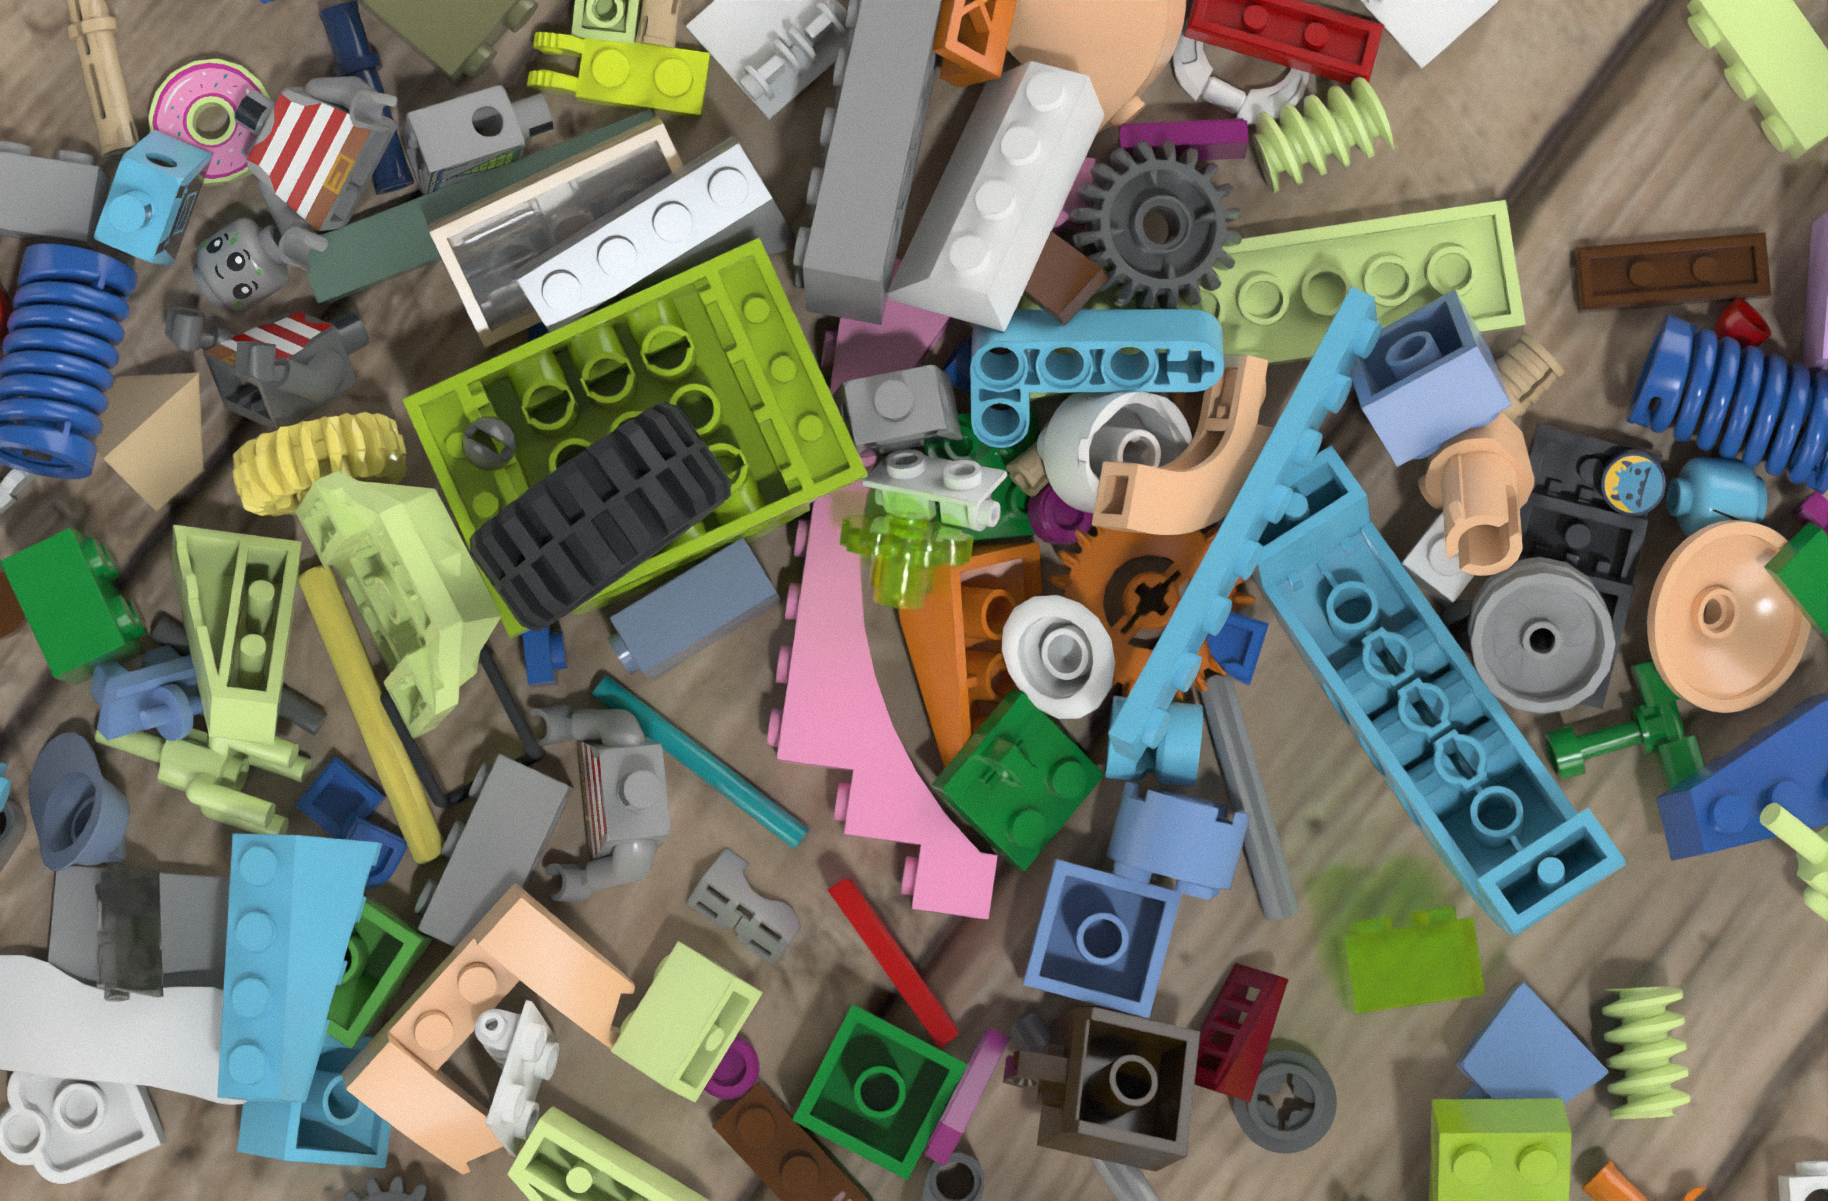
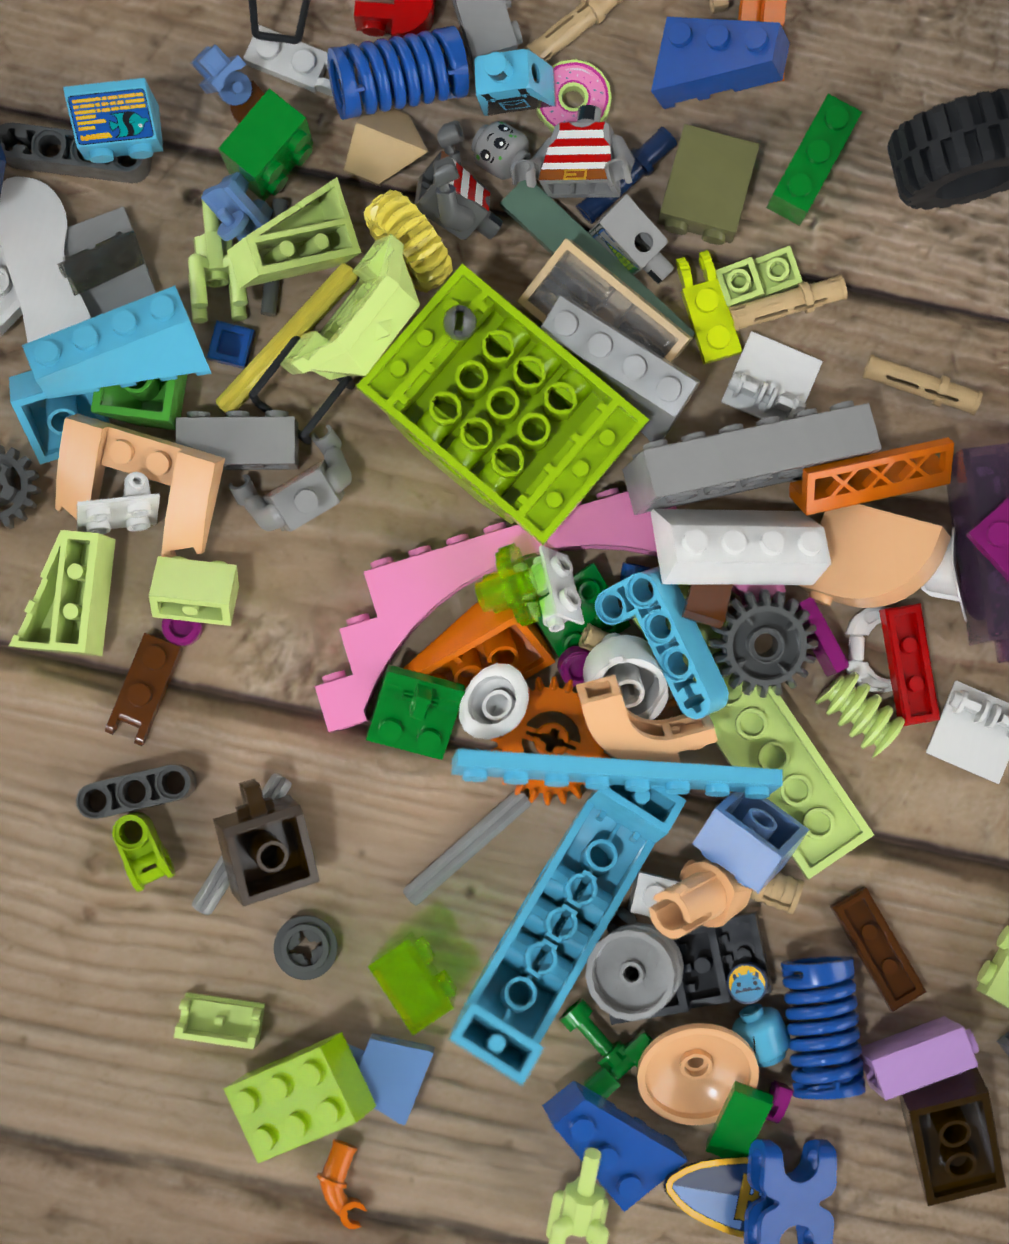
camera: 55 degrees right, 0 degrees up
(74, 808) = (158, 202): sand blue piece -> none
(392, 847) = (214, 382): blue tile -> none
(544, 655) = (363, 416): blue plate -> none
(599, 516) = (442, 396): black tyre -> none
(692, 611) = (424, 485): sand blue brick -> none
(703, 764) = (344, 533): teal bar -> none
(728, 879) = (285, 578): light grey piece -> none
(880, 1091) = (204, 716): green brick -> none
(894, 962) = (281, 691): red tile -> none
(899, 410) = (589, 546): light grey torso -> none
(966, 1096) = (223, 766): magenta tile -> none
(1101, 938) = (347, 801): medium blue brick -> none
(1176, 756) = (472, 794): medium azure wheel -> none
(1177, 839) = (422, 817): medium blue brick -> none
(1235, 1065) = (310, 907): dark red slope -> none
(1238, 646) = (548, 801): blue tile -> none
(1646, 1052) = (427, 1141): yellowish green piece -> none
(1743, 324) = (868, 1003): red hinge -> none

